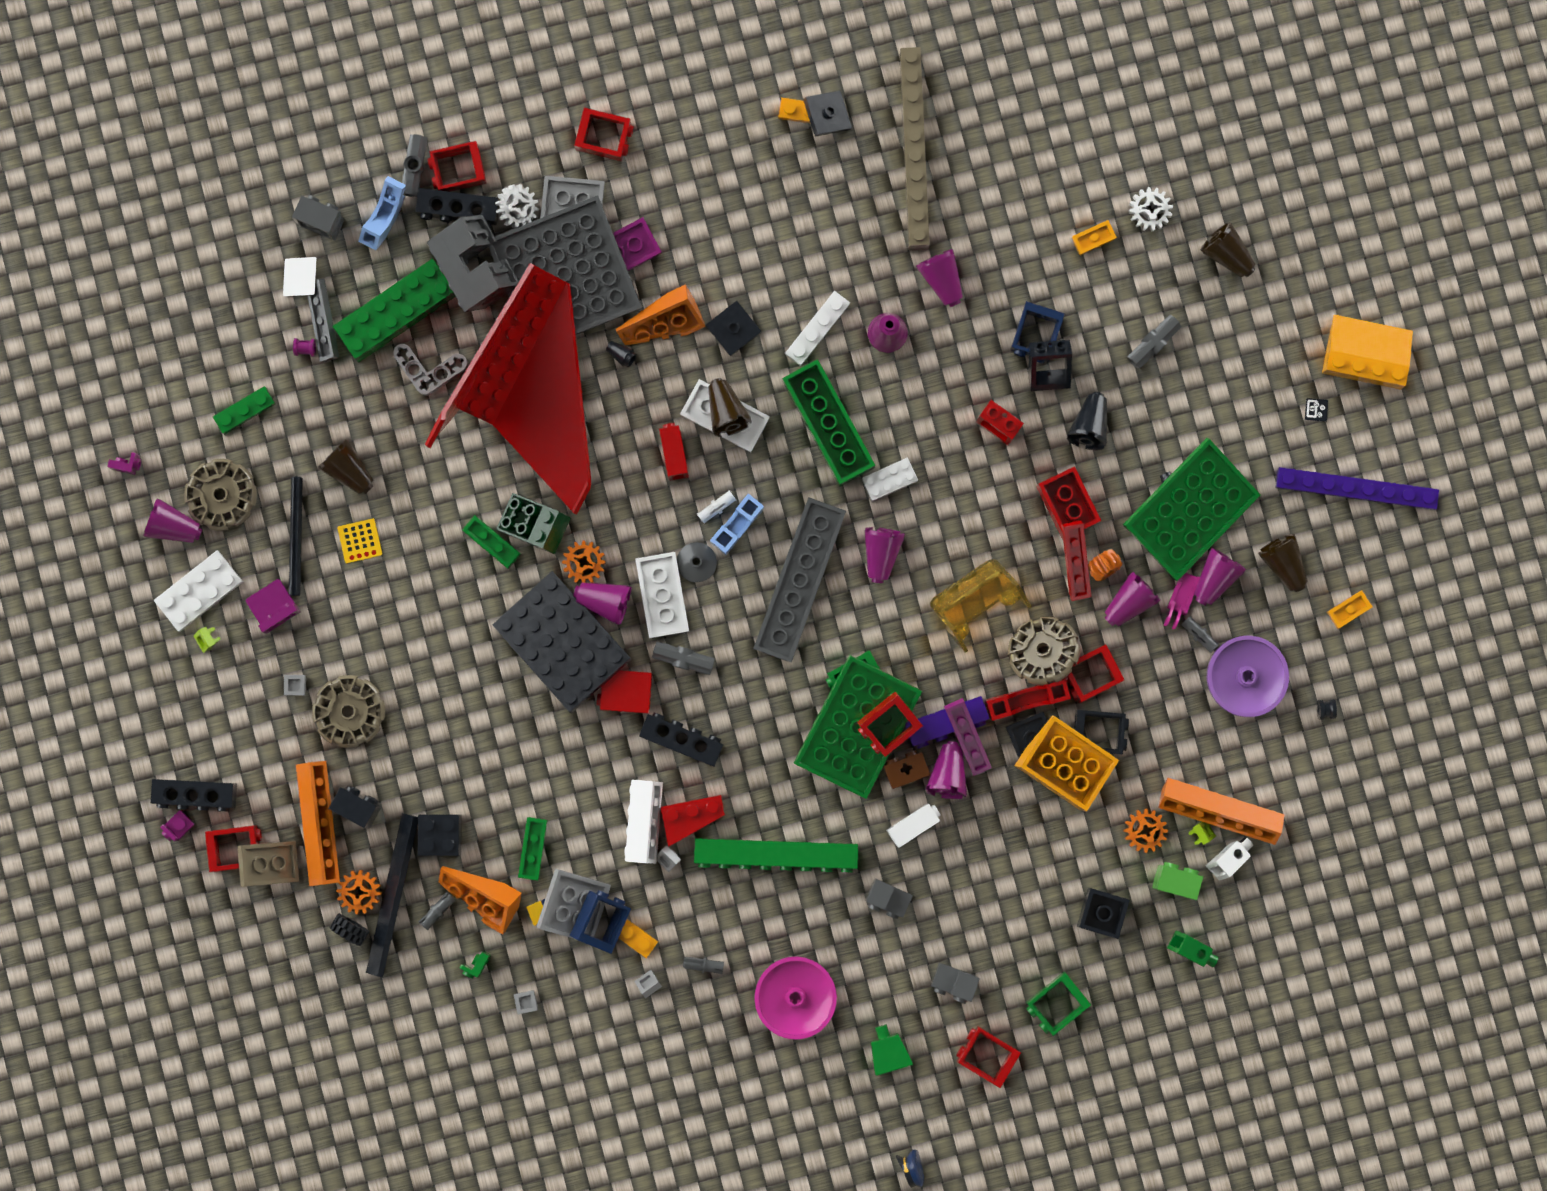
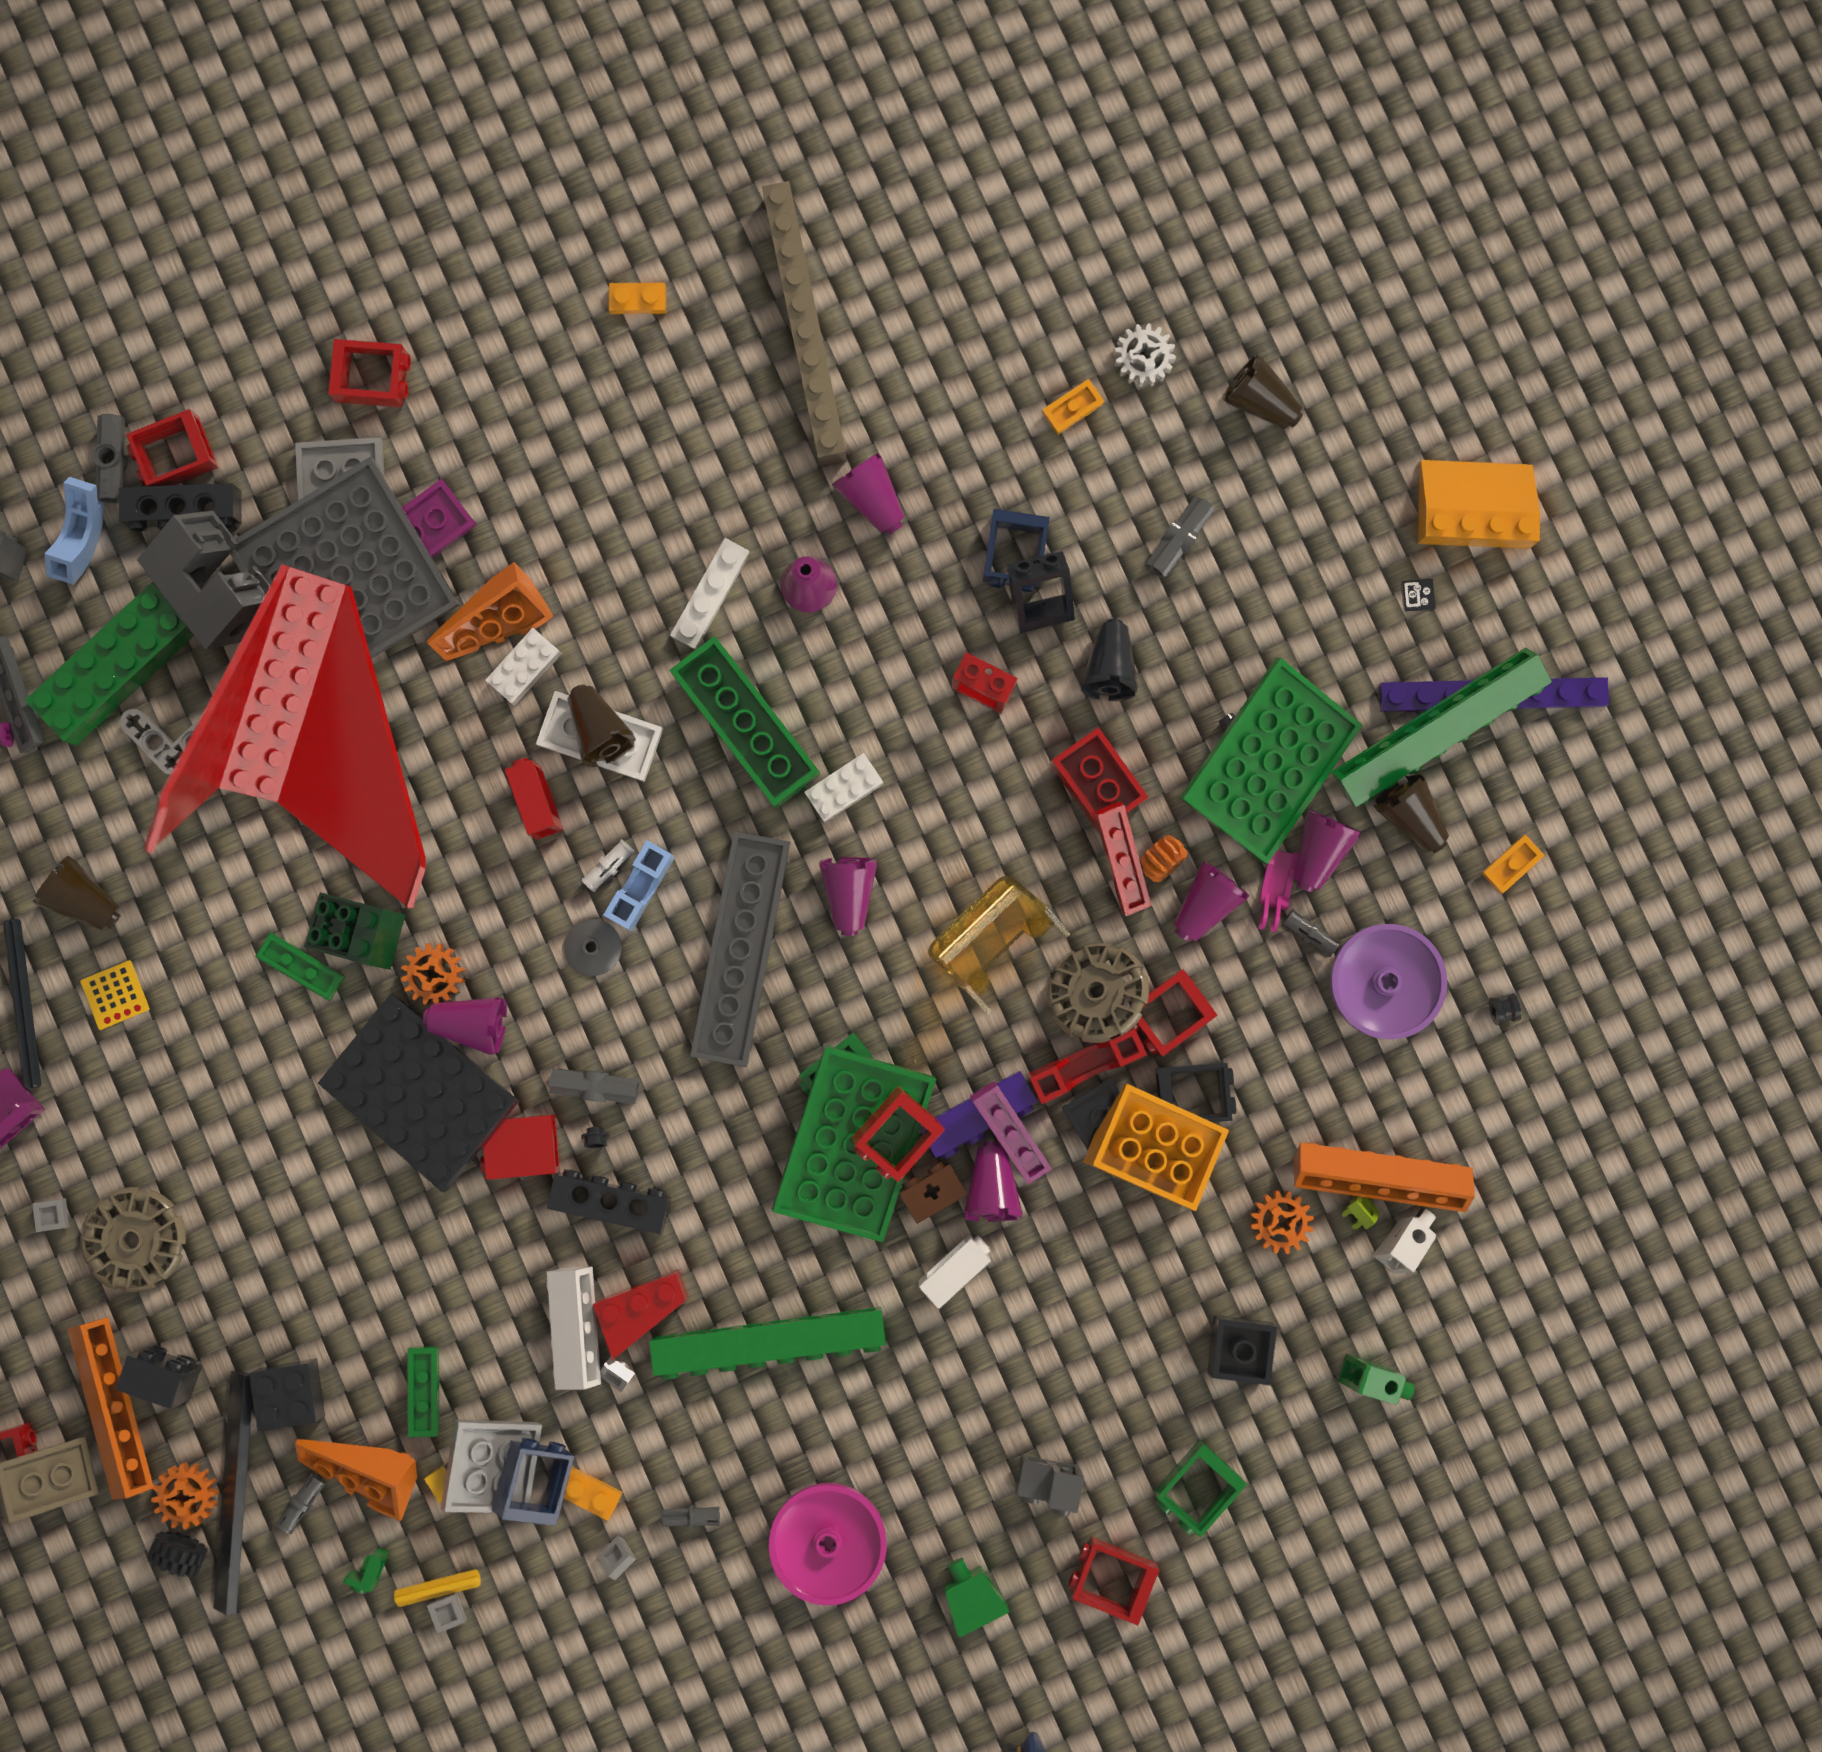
camera: 15 degrees left, 0 degrees up
(516, 196) = (257, 480): white gear -> none
(521, 984) = (437, 1588): none -> yellow axle
(621, 353) = (444, 674): black cone -> none
(662, 595) = (550, 1001): white plate -> none
(678, 694) = (595, 1137): none -> black plate
(679, 358) = (523, 666): none -> white piece
(733, 328) = (593, 613): black plate -> none
(827, 113) = (675, 294): black plate -> none
(888, 898) = (935, 1378): dark grey brick -> none
(1178, 882) = (1339, 1288): bright green brick -> none
(1314, 505) = (1442, 727): none -> green brick

